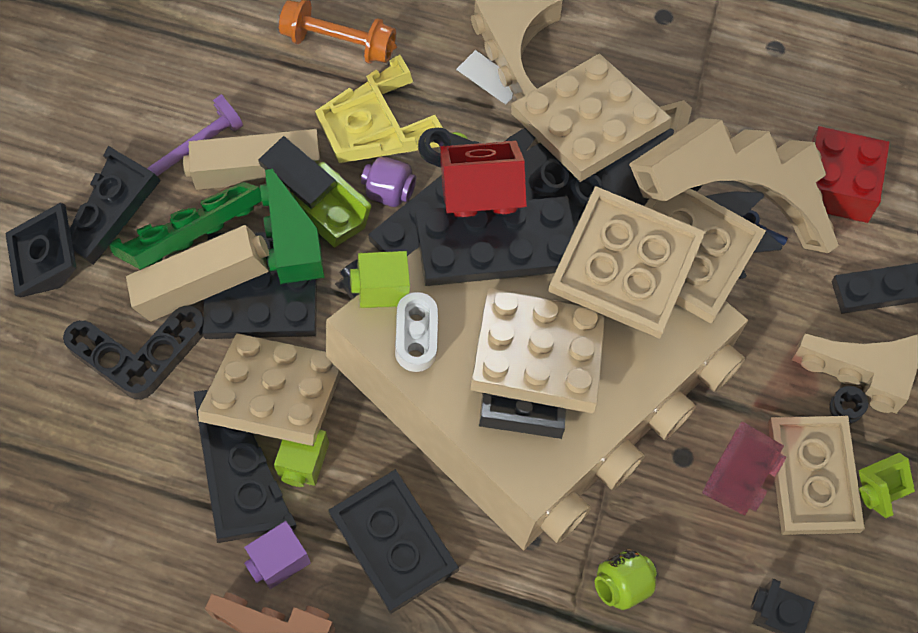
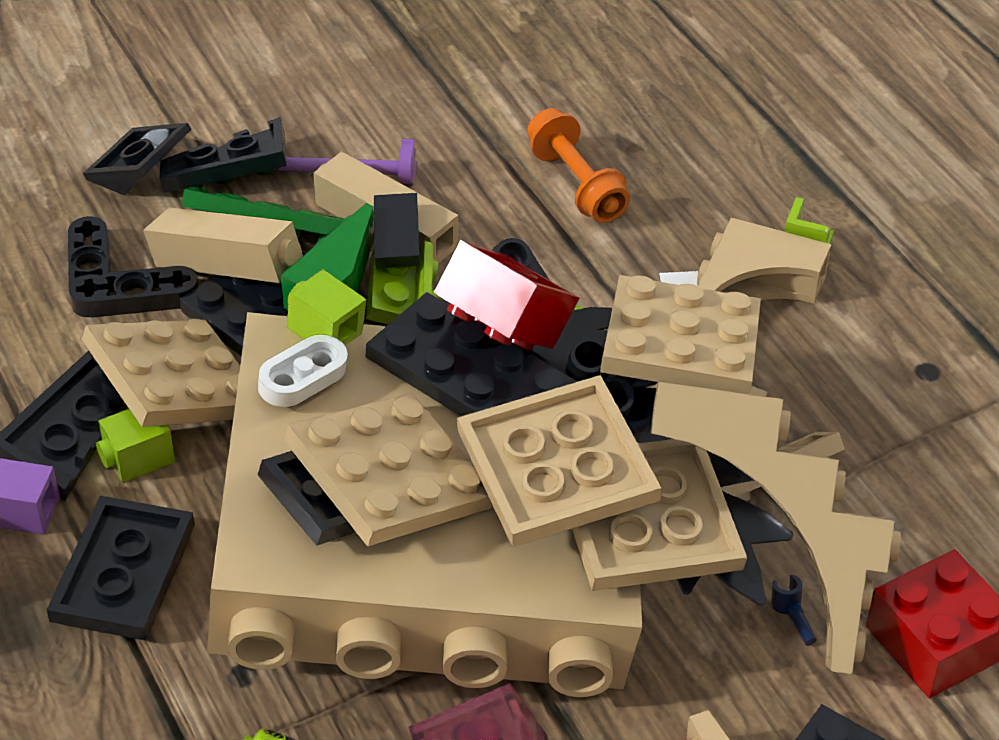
camera: 45 degrees right, 20 degrees down
(362, 124) = (493, 227): light yellow wing -> none

